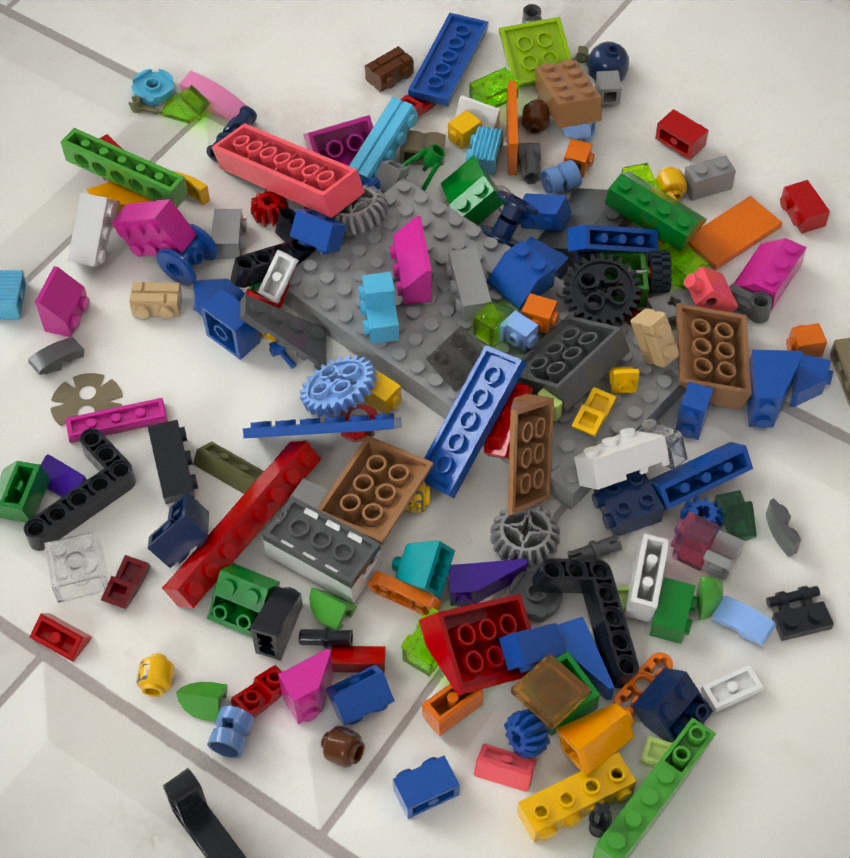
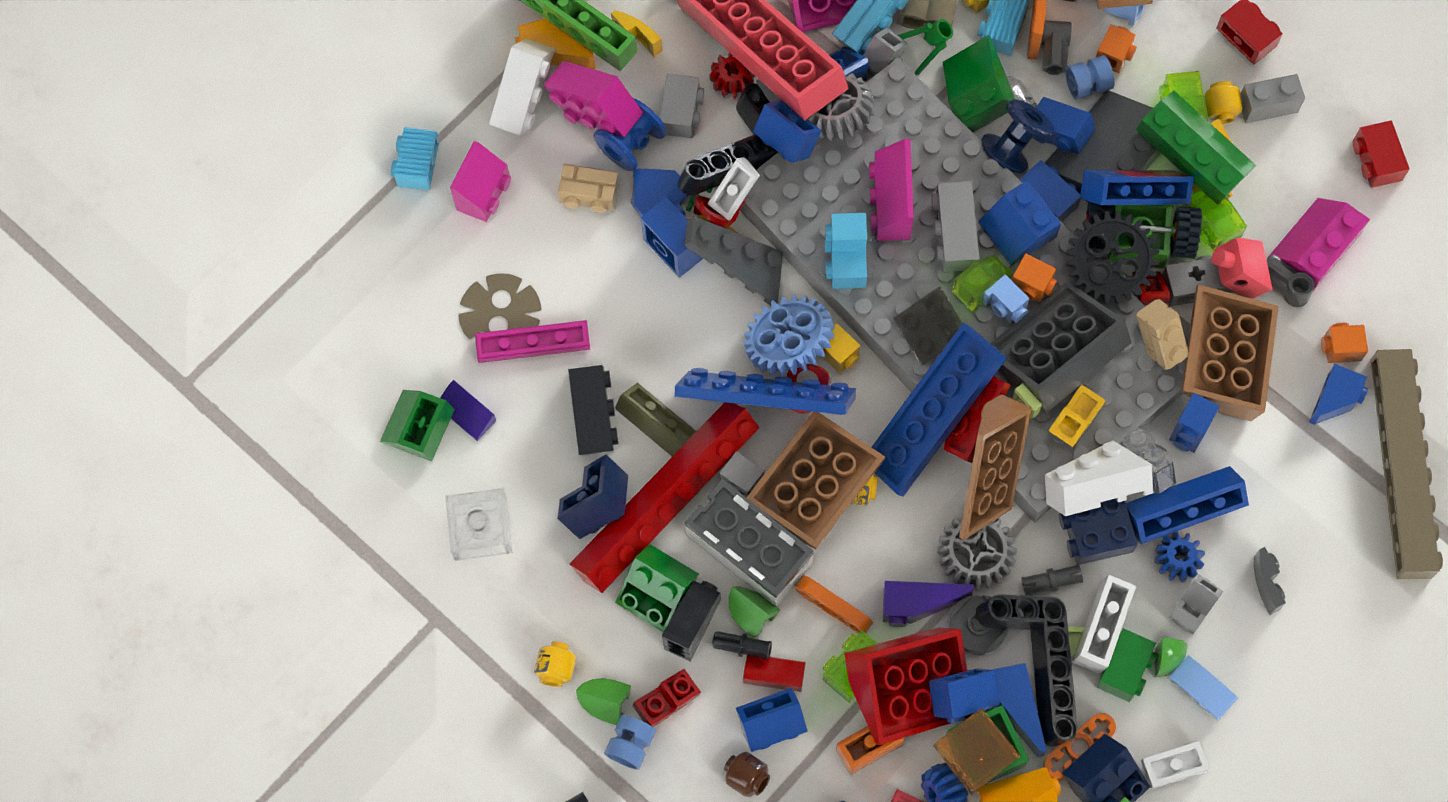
camera: 10 degrees right, 15 degrees up
(51, 357) = (464, 250): dark grey slope -> none
(59, 636) = (455, 601): red slope -> none
(88, 492) = (493, 433): black beam -> none
(126, 583) = (530, 548): dark red slope -> none
(276, 349) = (720, 275): blue hand -> none
(305, 686) = (716, 705): dark pink slope -> none
(425, 566) = (858, 580): teal torso -> none
(623, 379) = (1118, 383): yellow bracket -> none
(693, 539) = (1163, 587): clear pink brick -> none
(734, 232) = (1289, 178): orange tile -> none
(737, 515) = (1220, 557): clear green slope -> none
(771, 382) = (1289, 399): blue slope -> none
(801, 620) = (1270, 693): black plate -> none

